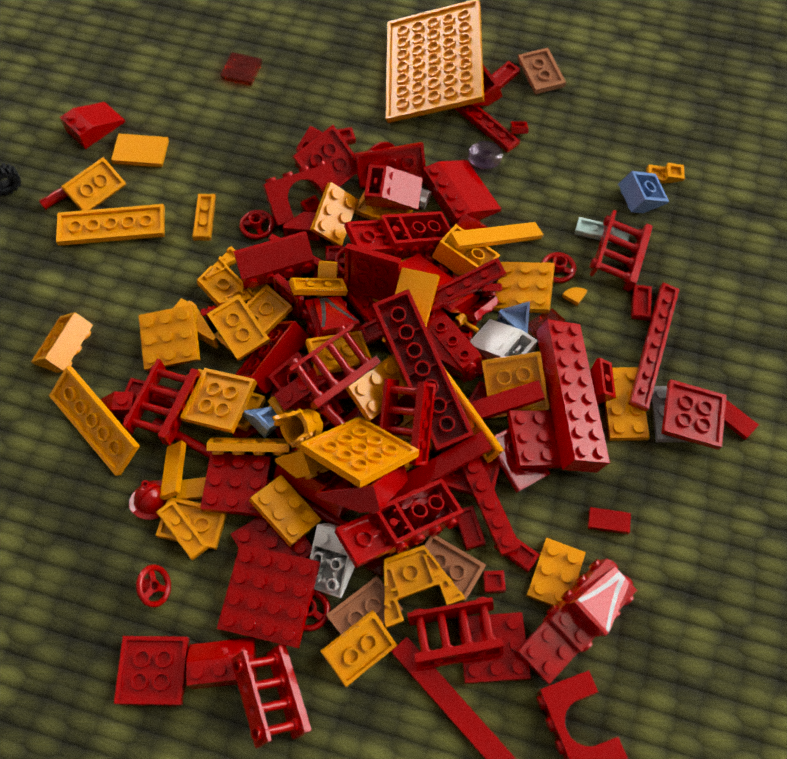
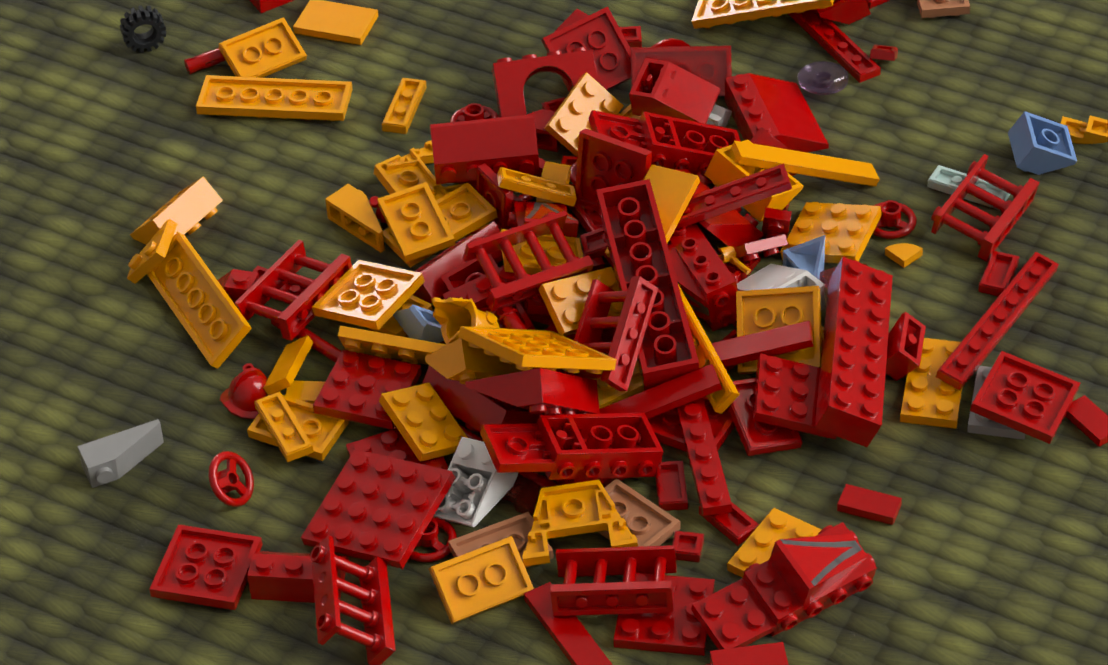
camera: 15 degrees right, 20 degrees down
(51, 383) = (152, 253): none -> light orange wing
(60, 577) = (118, 453): none -> light grey slope
(169, 336) = (324, 222): light orange plate -> none

